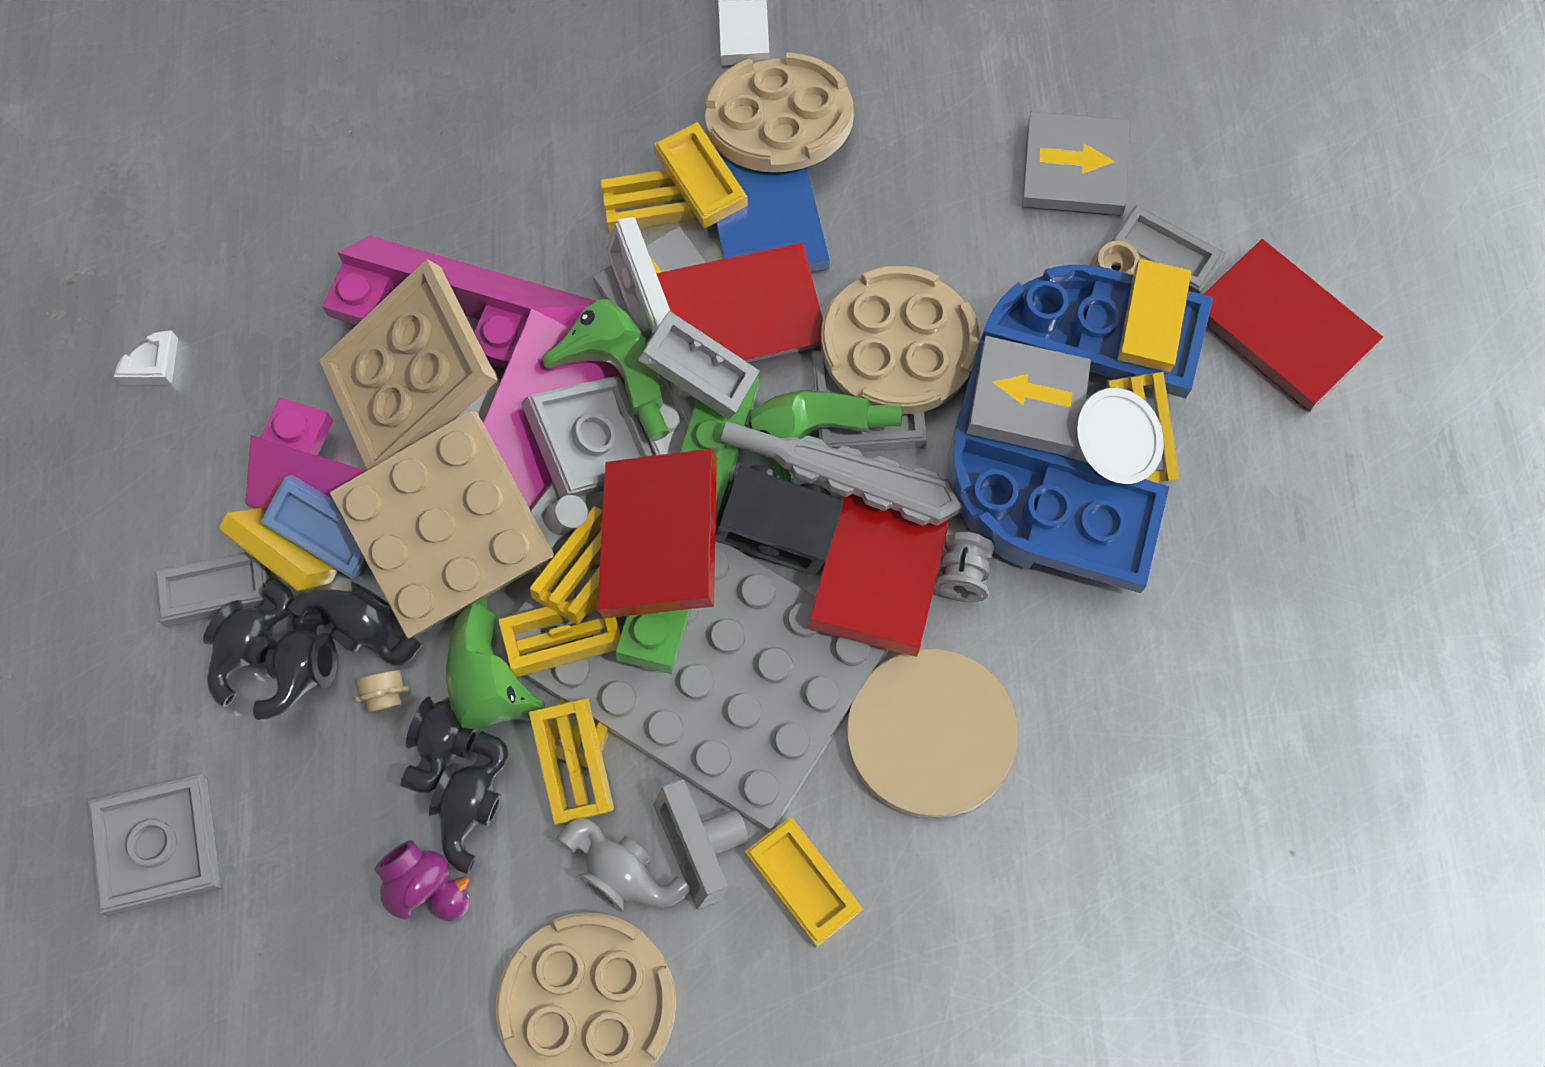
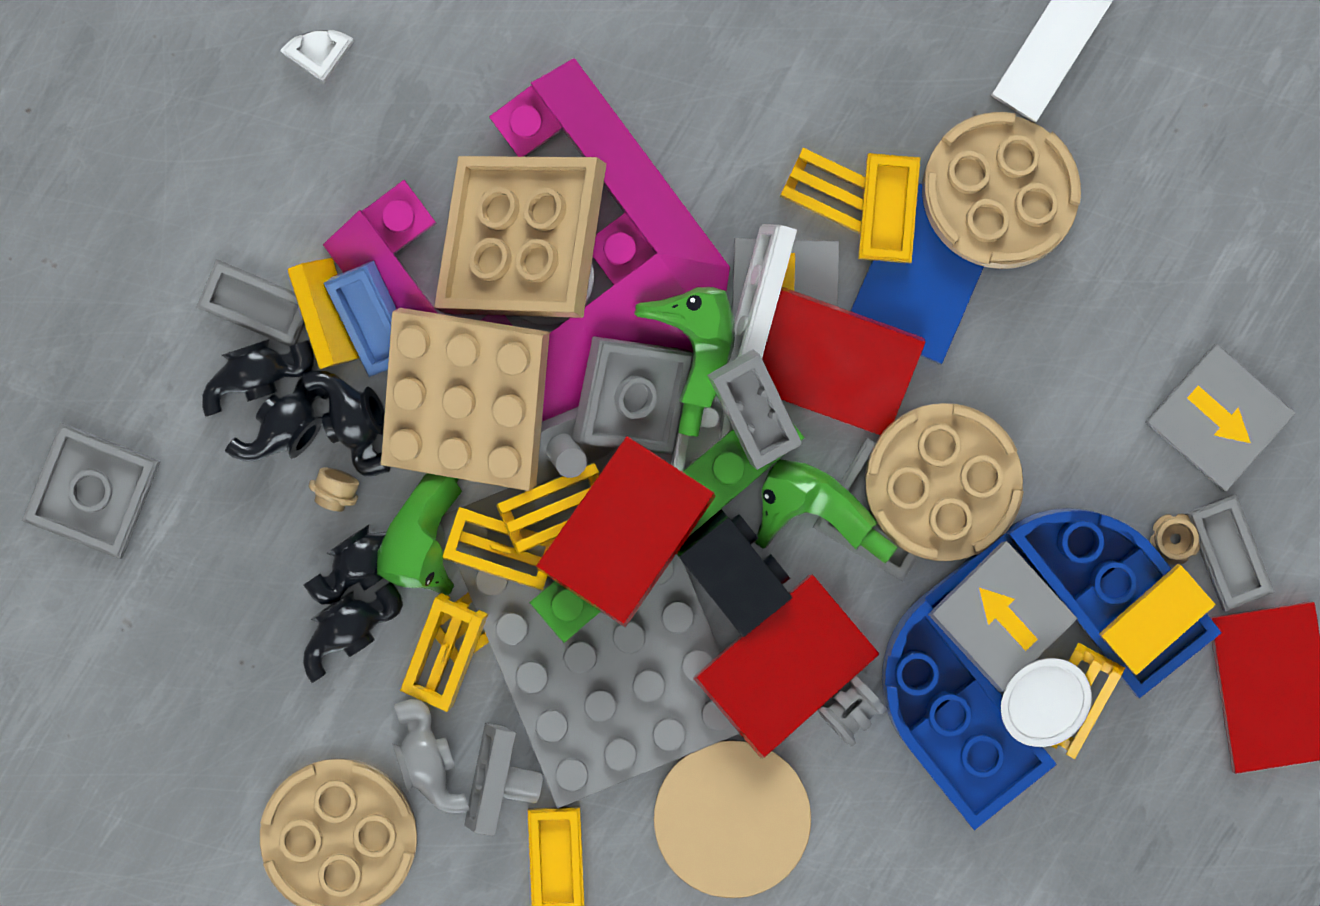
camera: 30 degrees right, 20 degrees up
(416, 876) = (272, 664): magenta animal -> none
(880, 481) = (835, 600): light grey sword -> none

